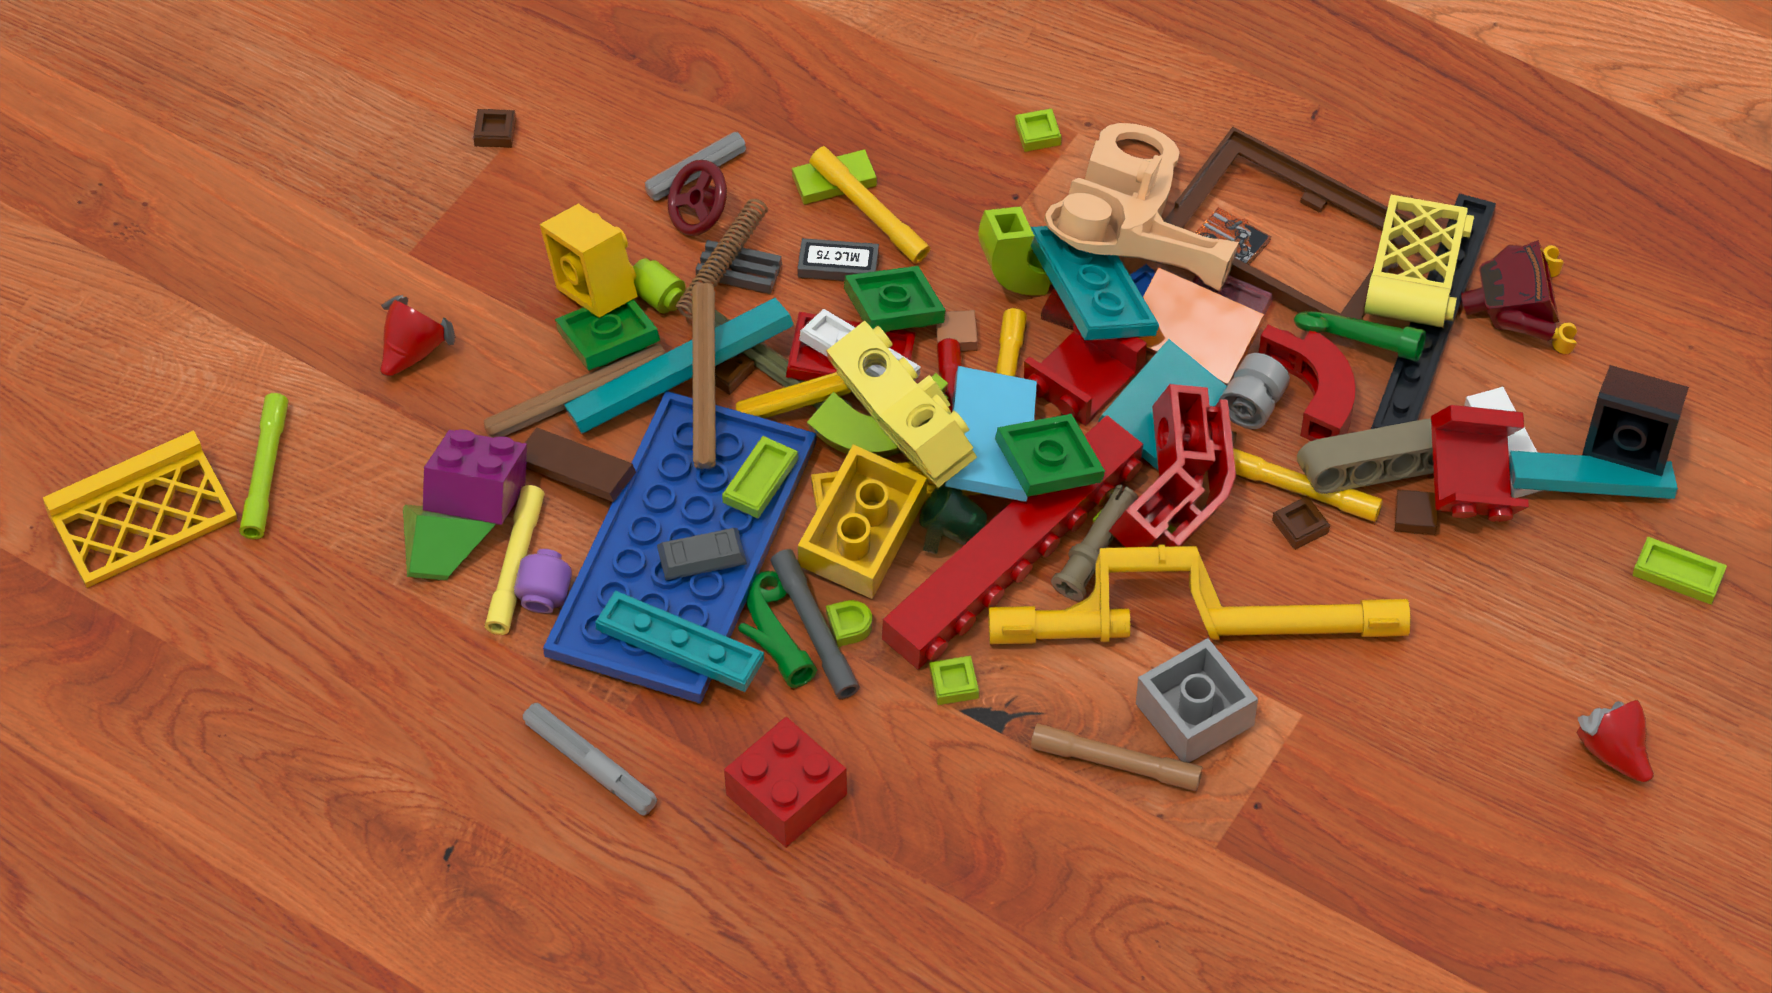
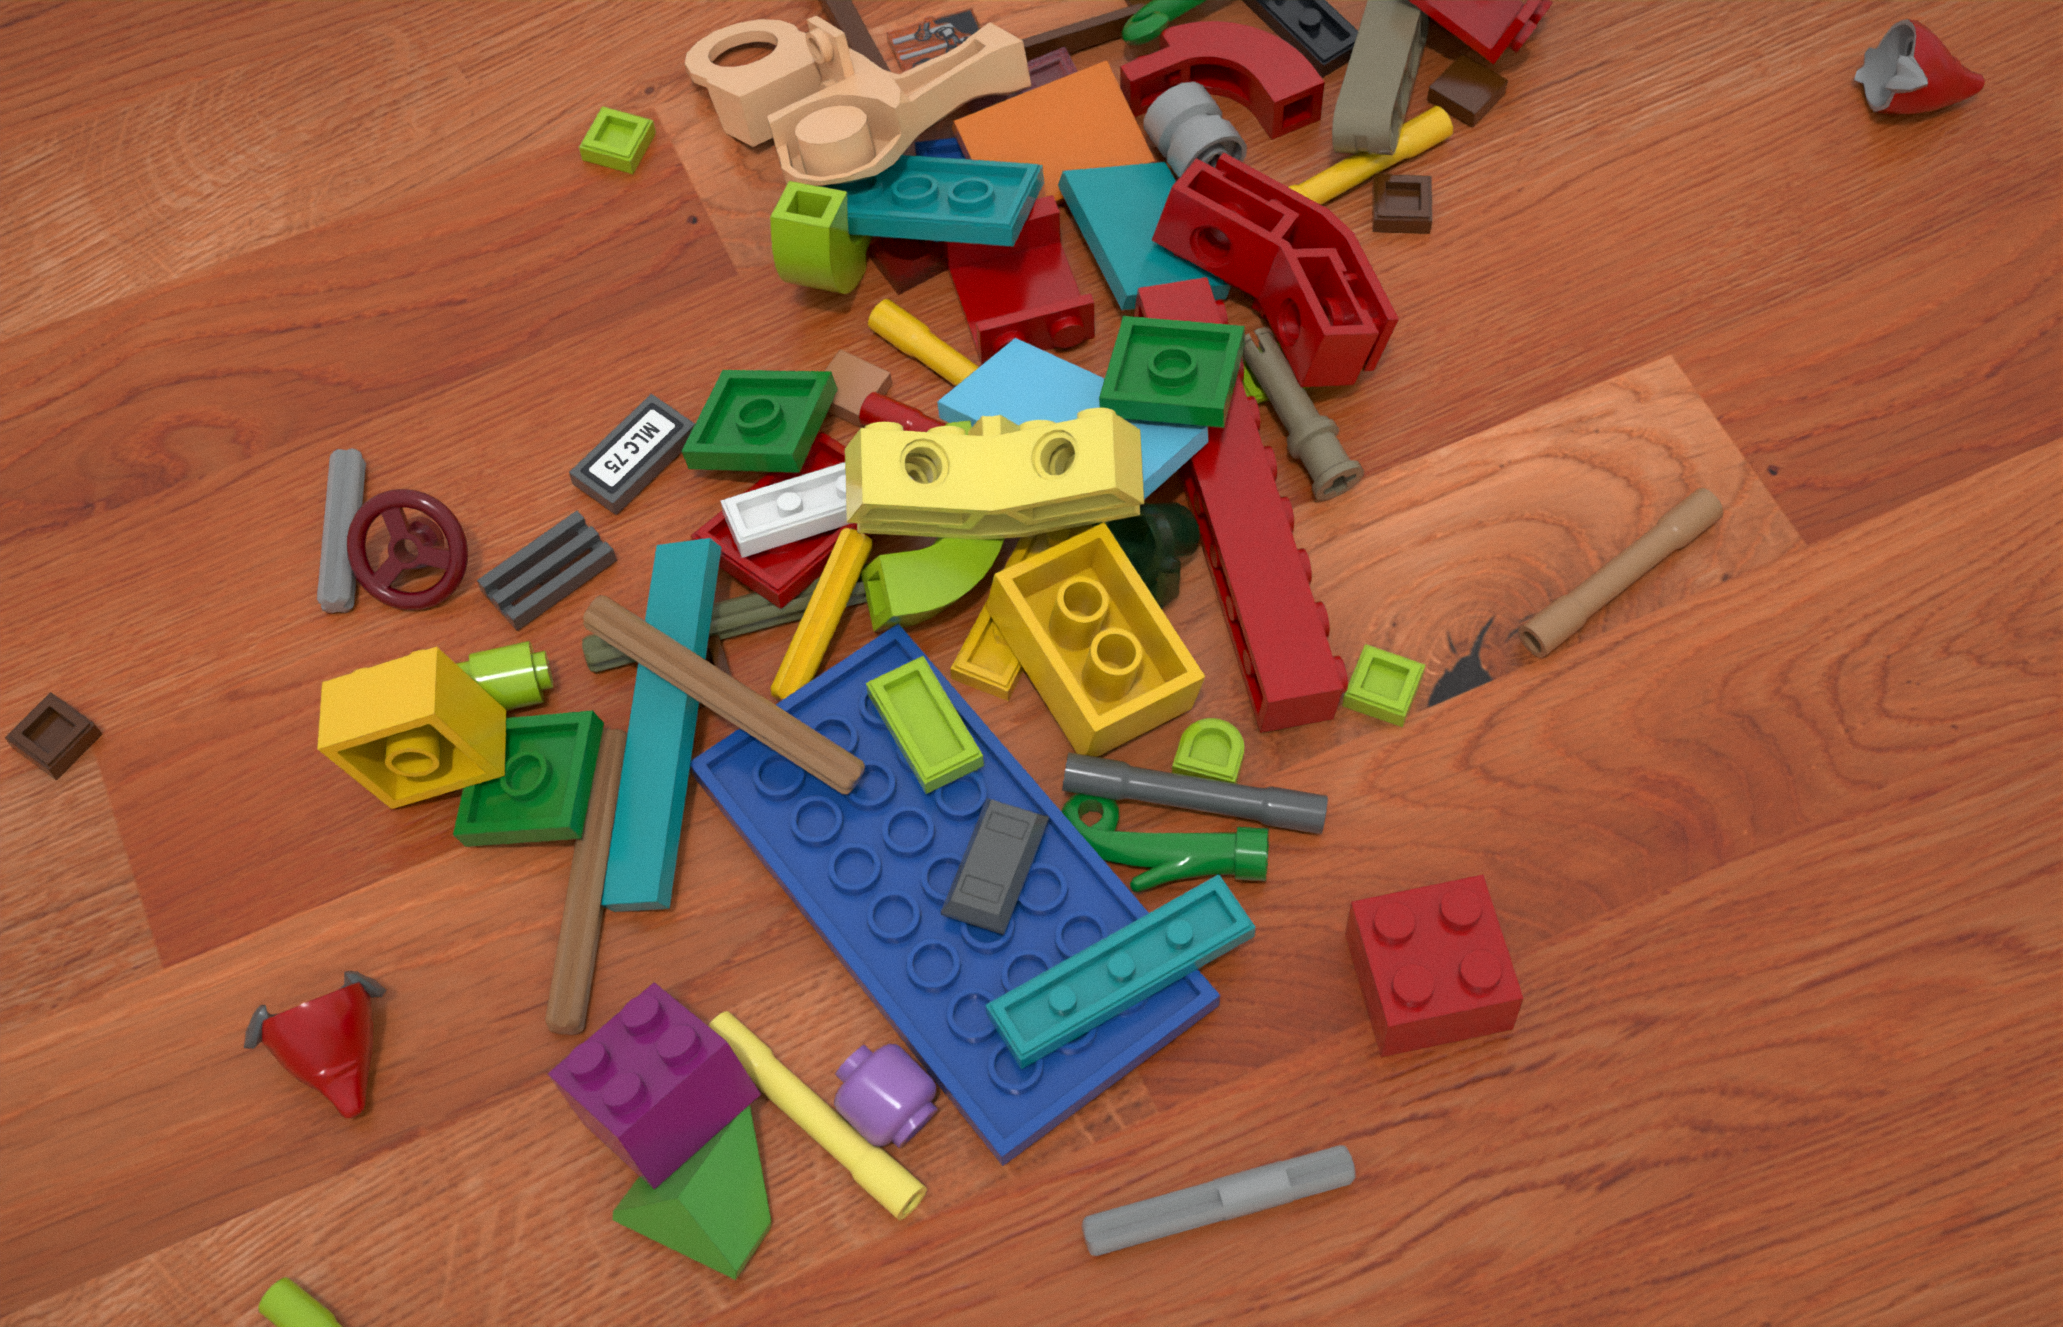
camera: 55 degrees left, 5 degrees up
(577, 464) = (724, 939): reddish brown tile -> none
(731, 246) = (513, 541): medium nougat piece -> none
(815, 187) = (498, 386): lime tile -> none
(899, 233) = (516, 372): yellow piece -> none
(1095, 620) = (1417, 467): yellow piece -> none
(1196, 701) = (1614, 437): light grey brick -> none

